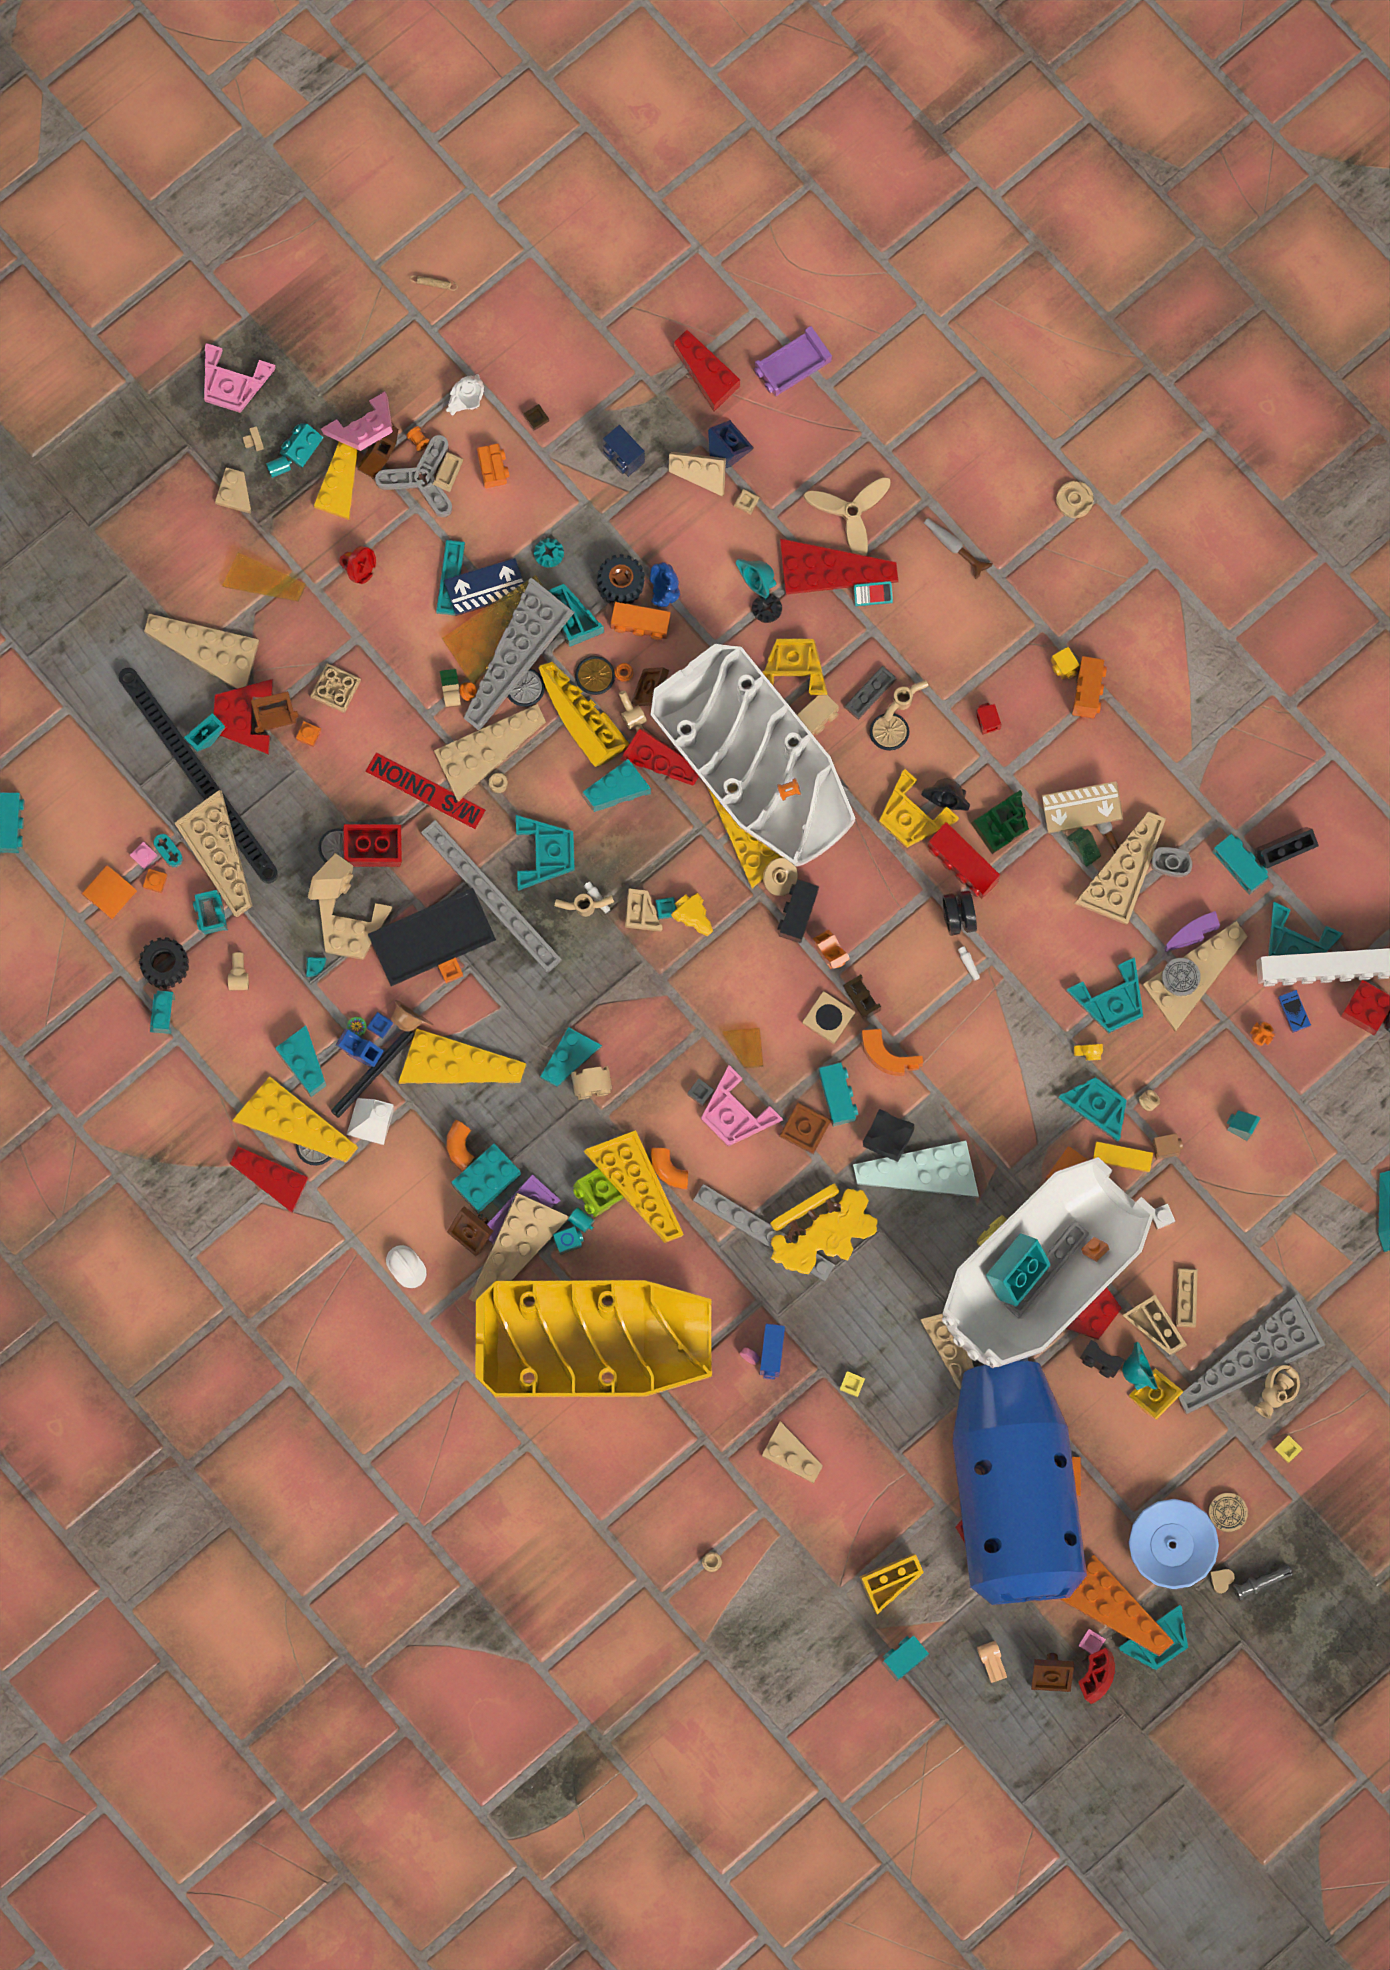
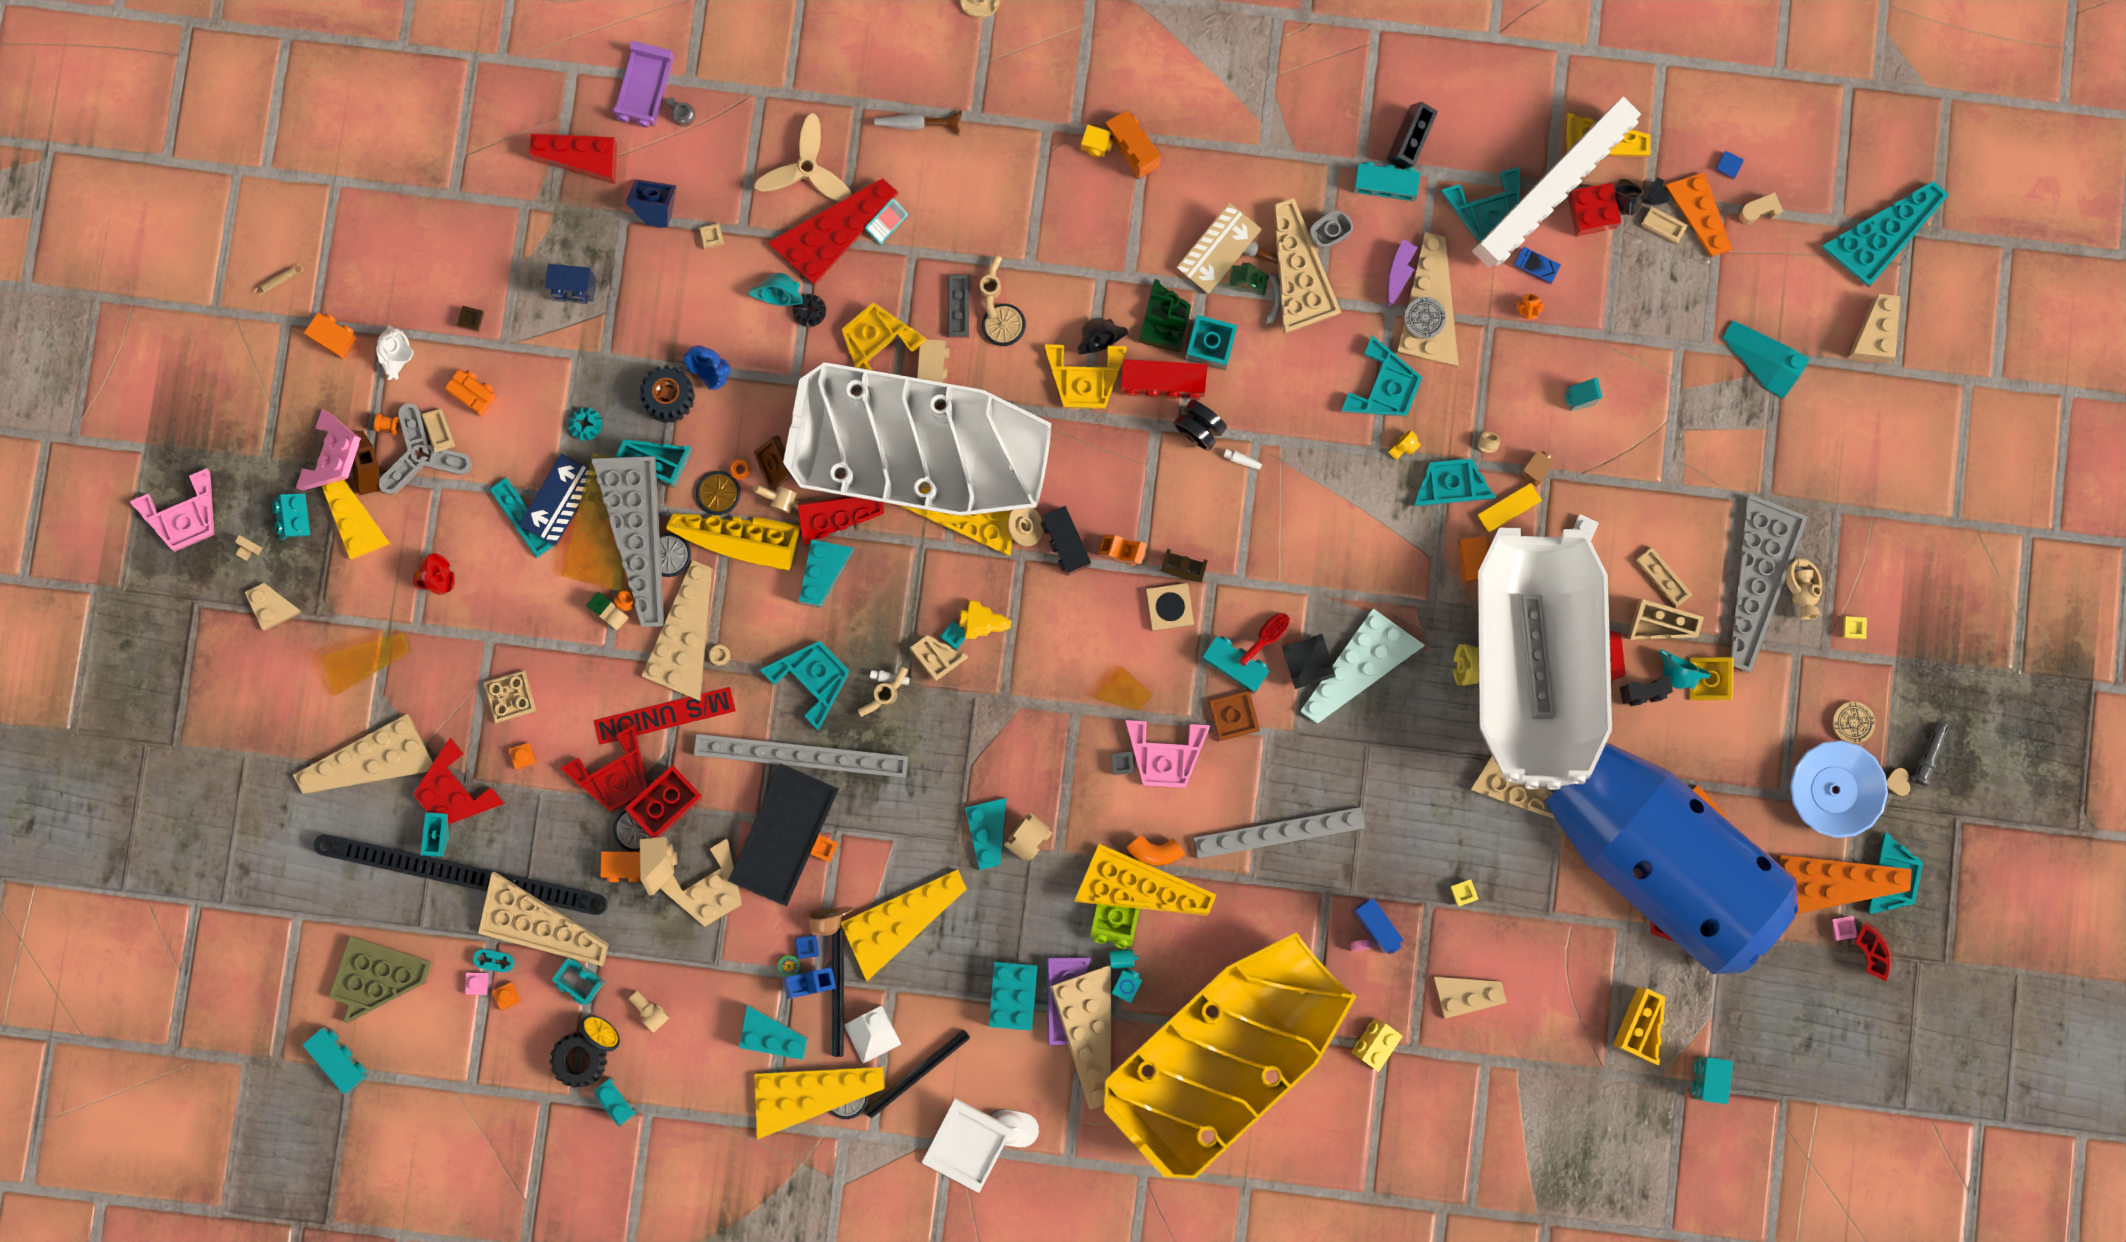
camera: 45 degrees left, 5 degrees up
(82, 791) = (374, 976): none -> olive wing
(109, 892) = (476, 1041): orange slope -> none
(193, 957) = (599, 1033): none -> yellow wheel
(274, 717) = (480, 768): dark orange piece -> none
(276, 1180) = (837, 1156): red wing -> none
(278, 466) = (289, 551): teal piece -> none
(306, 861) = (620, 865): none -> orange brick
(315, 965) = (707, 946): teal tile -> none
(354, 804) = (619, 780): none -> red wing
(366, 1247) = (967, 1145): none -> white piece
(376, 1173) = (916, 1074): none -> black axle
(434, 348) = (330, 335): none -> orange brick
(457, 1145) = (964, 991): orange cylinder -> none
(470, 1230) = (1041, 1051): reddish brown tile -> none
(640, 620) = (715, 413): orange brick -> none
(699, 469) = (648, 243): tan wing -> none
(700, 1430) = (1376, 1044): none -> light yellow bracket
(711, 1562) = (1484, 1143): tan plate -> none
(793, 784) = (975, 443): orange bush -> none
(801, 403) = (682, 113): none -> flat silver piece
(828, 1232) = (1332, 786): yellow plant -> none
(879, 1094) = (1269, 633): none -> red piece
(882, 1059) = (1239, 602): orange arch -> none
(988, 718) = (1075, 242): red brick -> none
(990, 1657) = (1776, 1014): light nougat piece -> none
(1018, 1269) = (1521, 679): teal brick -> none
(1019, 865) = (1211, 342): none -> teal brick
(1052, 1674) = (1839, 983): reddish brown tile -> none
(1082, 884) = (1277, 299): none -> light grey piece
(1095, 1249) = (1558, 604): orange plate -> none

